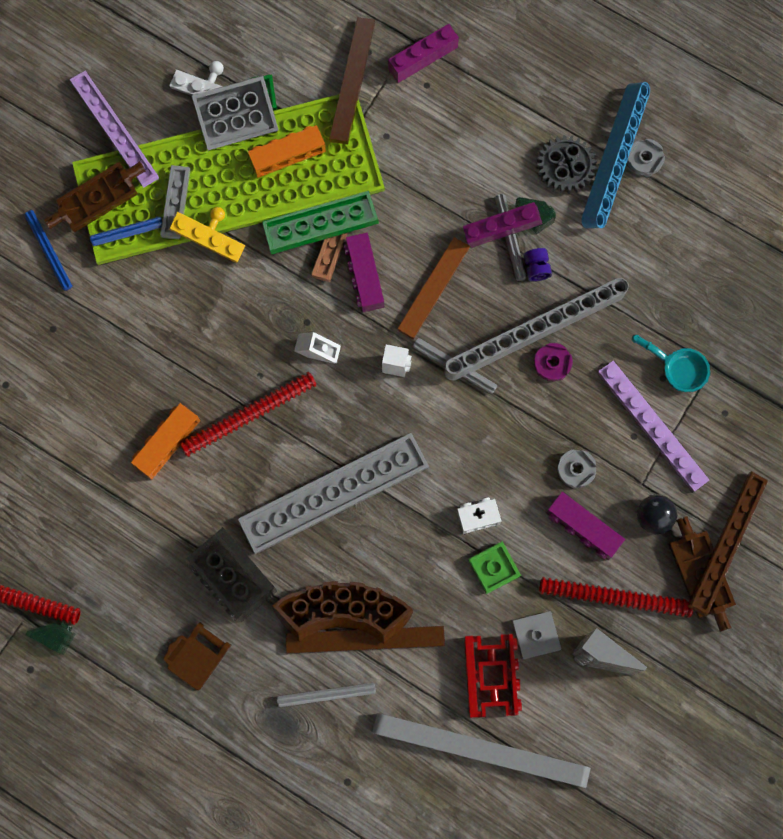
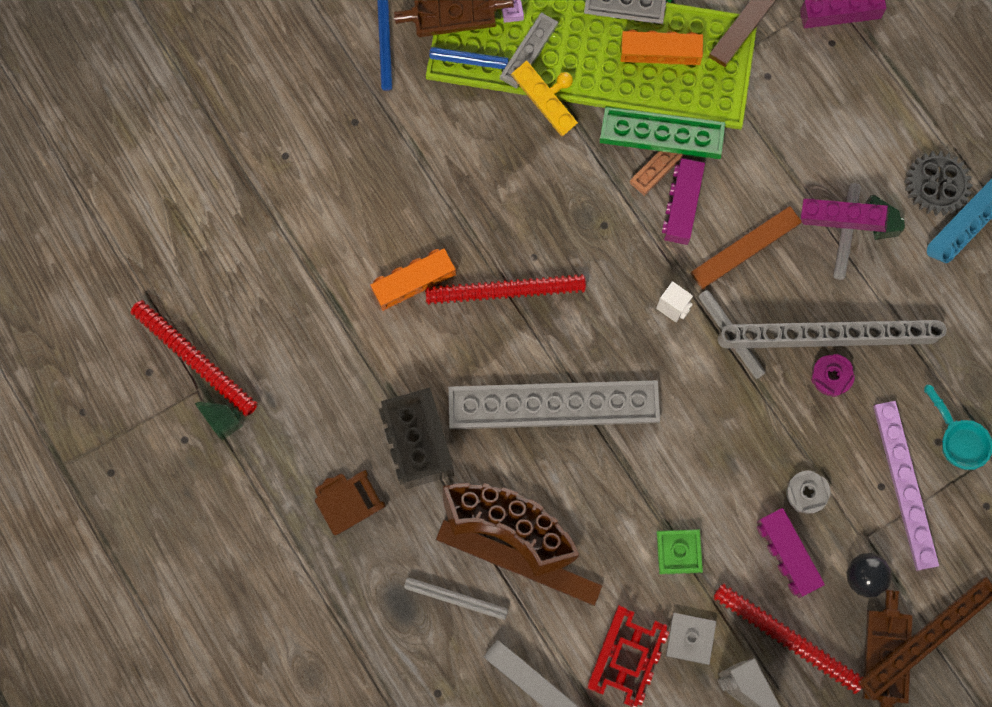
camera: 25 degrees right, 0 degrees up
(317, 347) = (603, 254): white slope -> none
(471, 523) = (675, 497): white brick -> none
(537, 264) = (862, 270): dark purple wheel -> none

